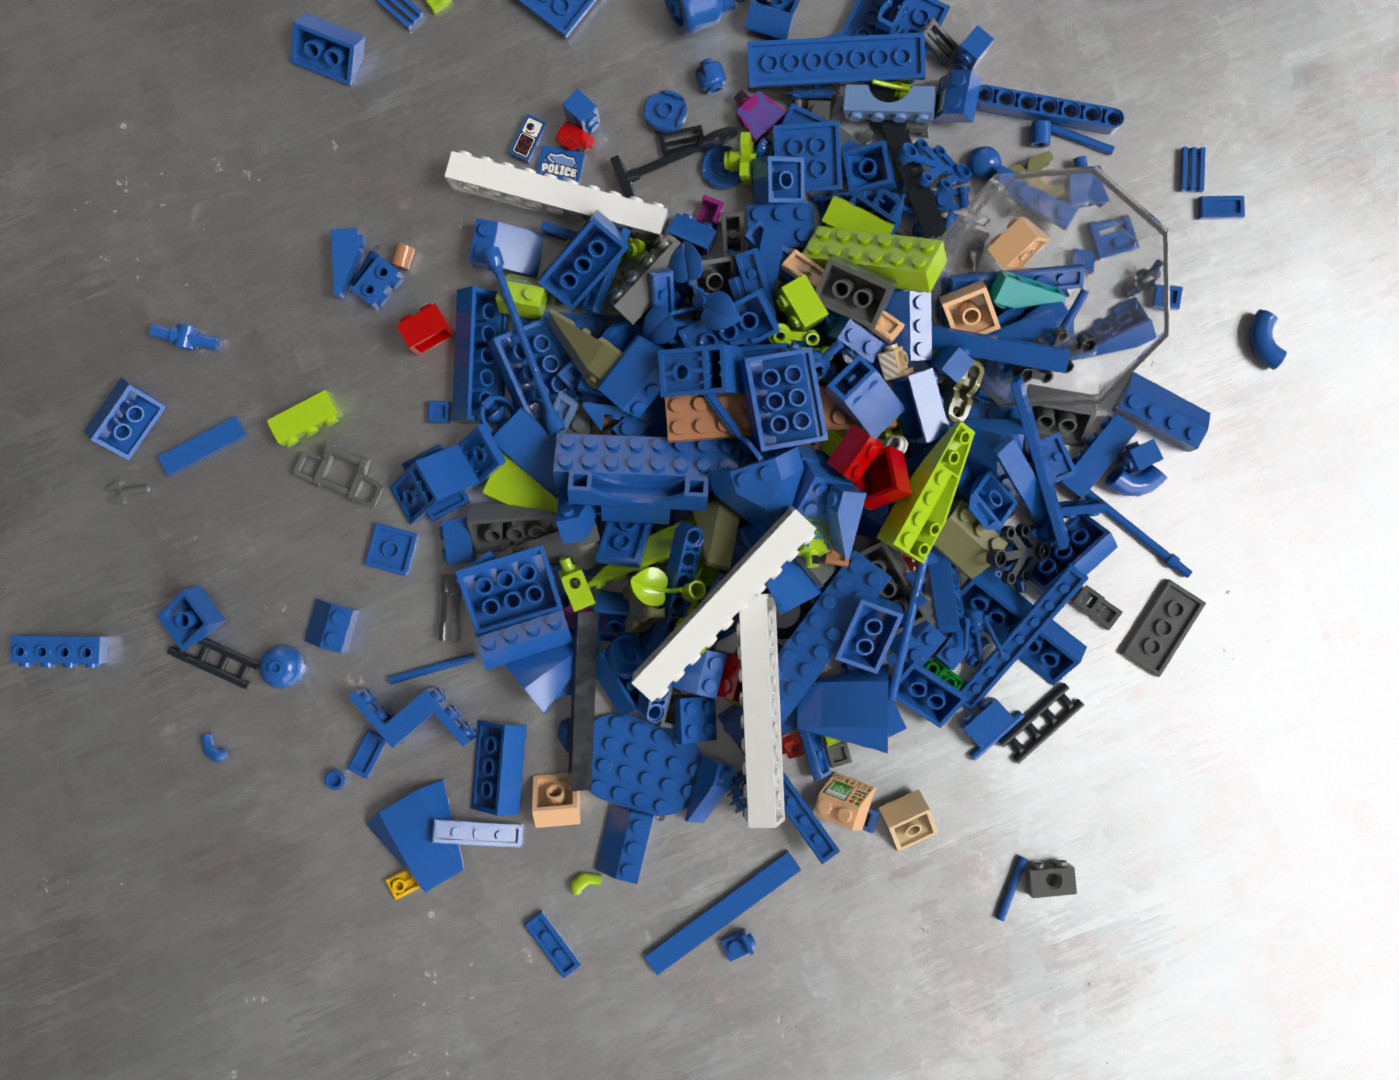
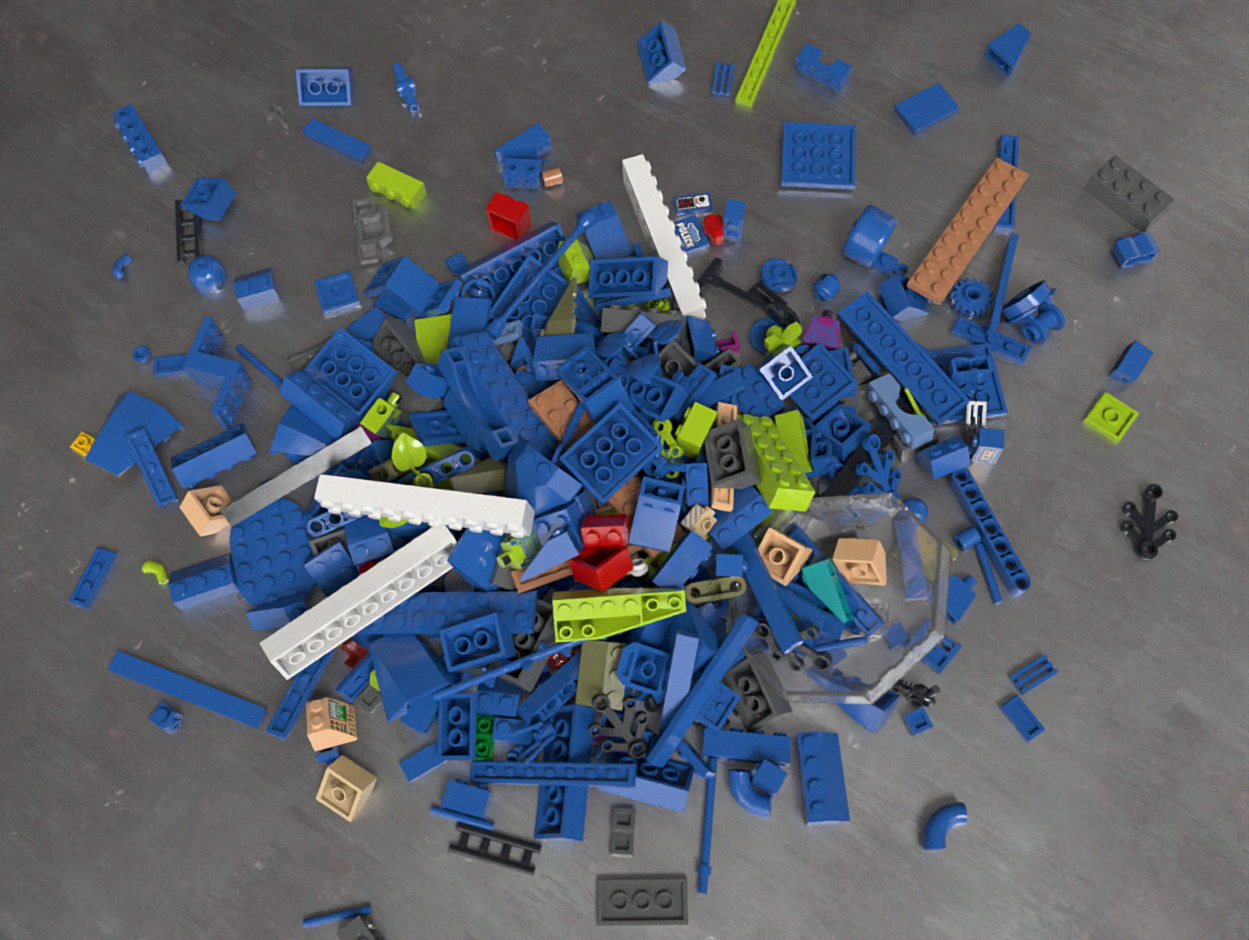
camera: 55 degrees right, 20 degrees down
(926, 741) = (421, 763): none -> blue tile

